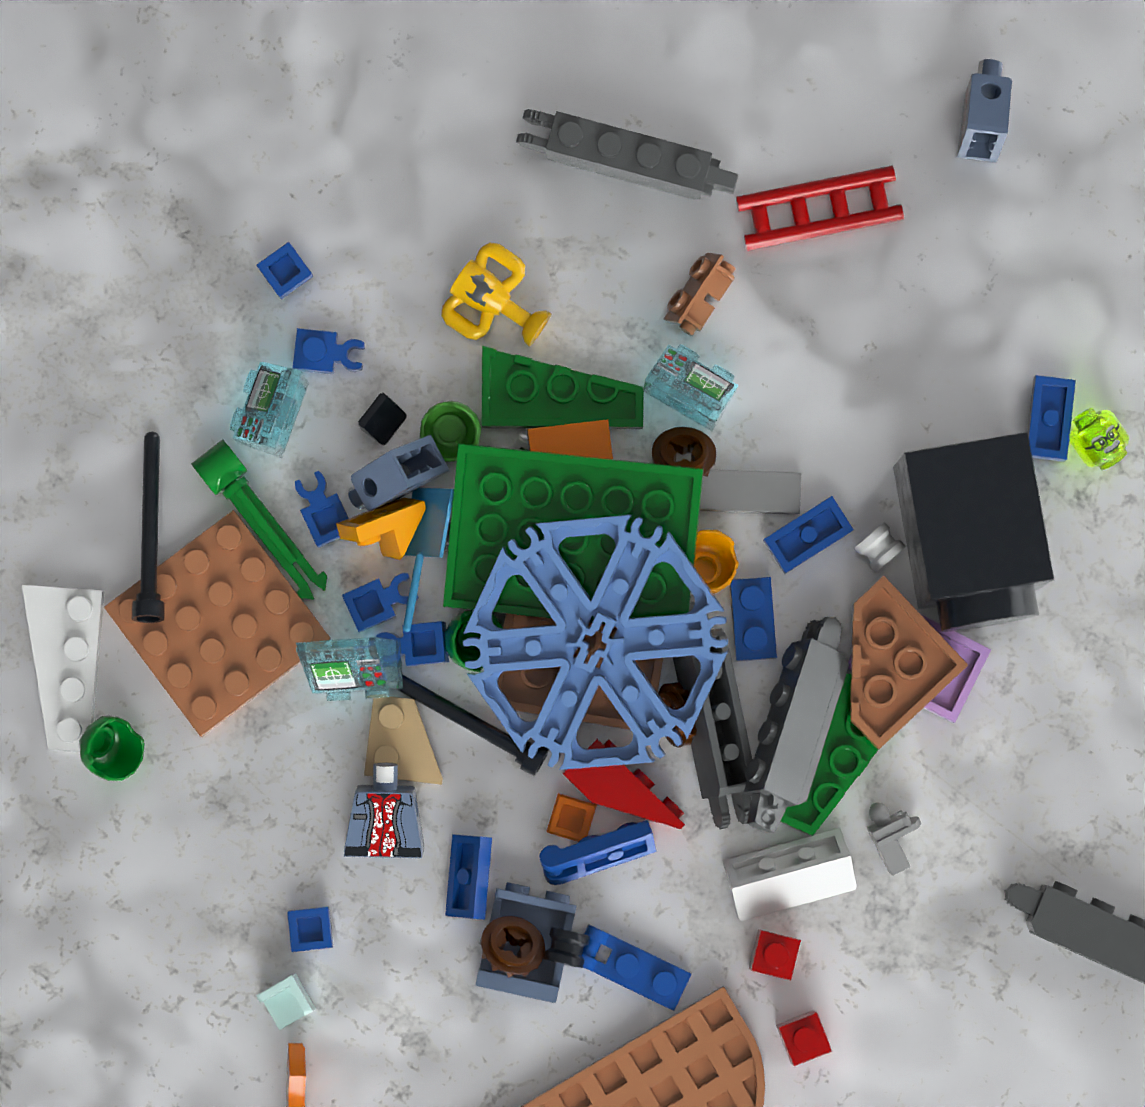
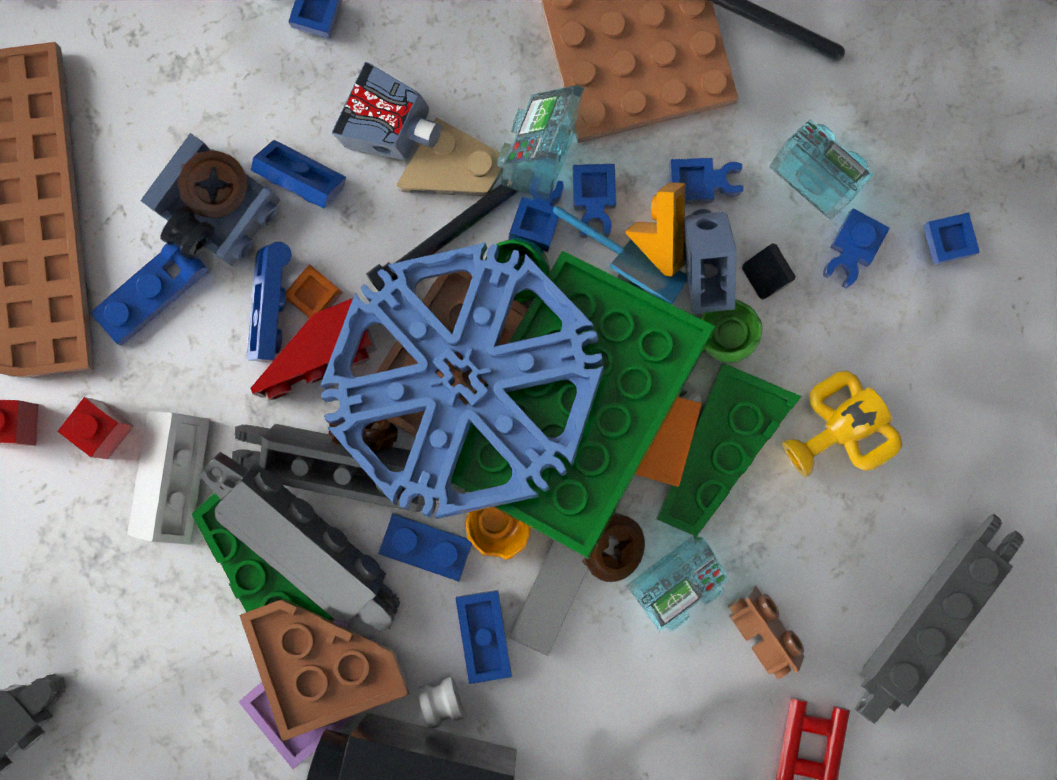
camera: 115 degrees right, 0 degrees up
(223, 471) = (779, 102): green piece -> none
(887, 831) = (164, 590): light grey piece -> none

